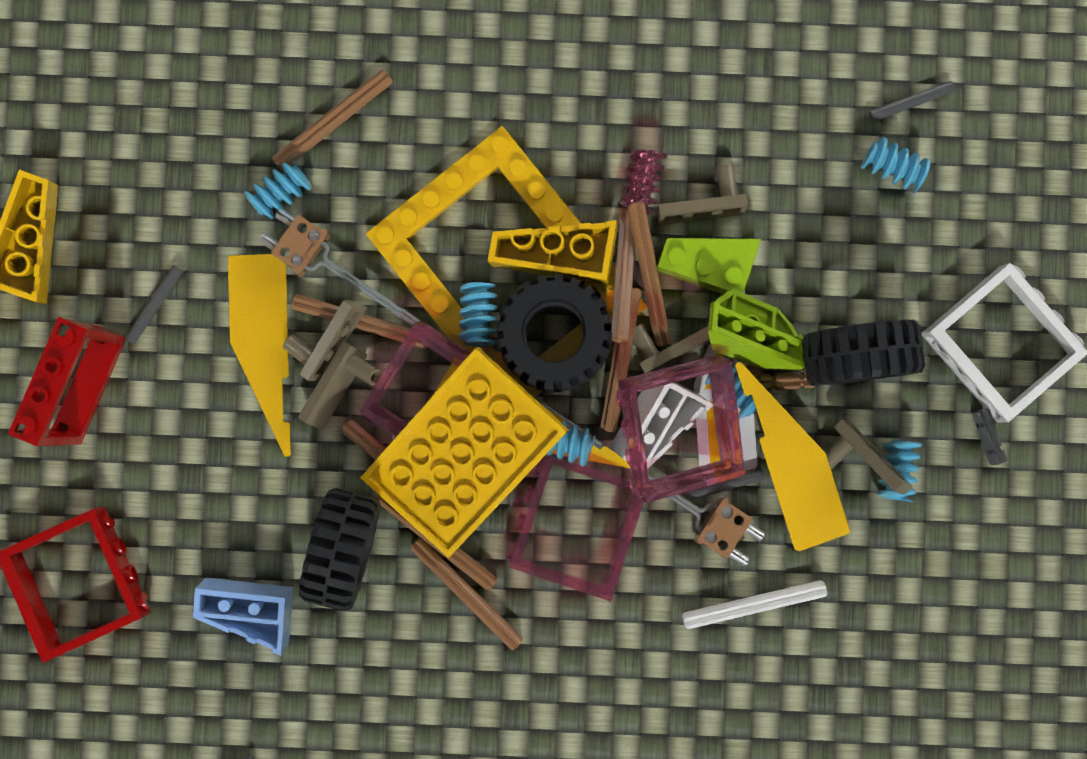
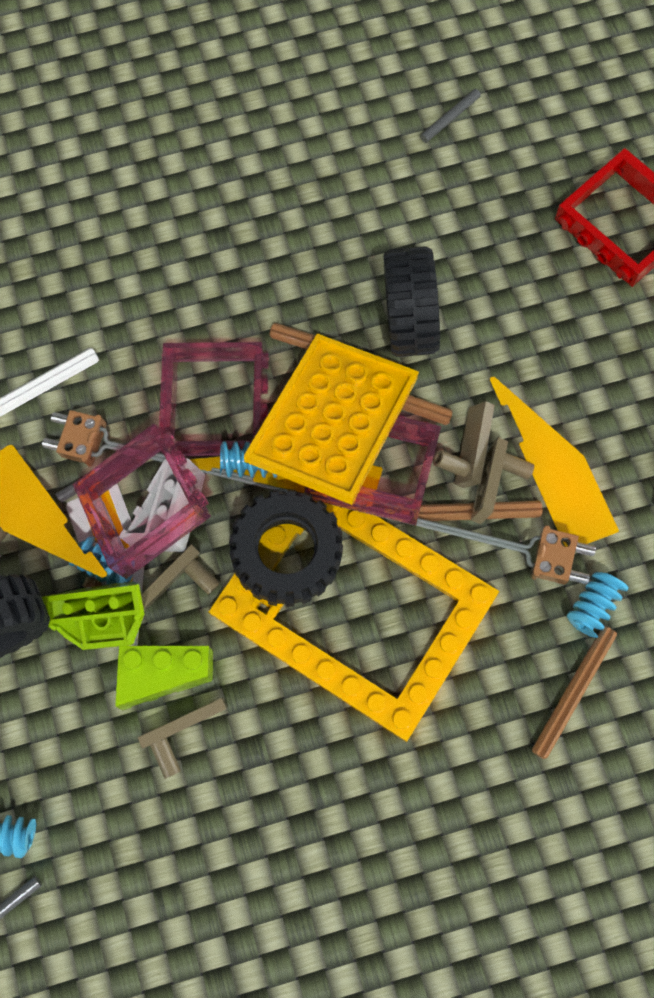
camera: 165 degrees right, 15 degrees down
(247, 609) = (474, 241): light blue wedge -> none
(467, 594) = (290, 314): medium nougat axle -> none
(476, 314) = (363, 543): medium azure piece -> none
(572, 251) = (304, 627): yellow wedge -> none
(619, 370) = (219, 556): medium nougat axle -> none
(623, 280) = (238, 626): medium nougat axle -> none
(641, 178) = (249, 731): clear pink piece -> none
(649, 273) = (216, 641): medium nougat axle -> none
(784, 381) = (63, 584): medium nougat axle -> none

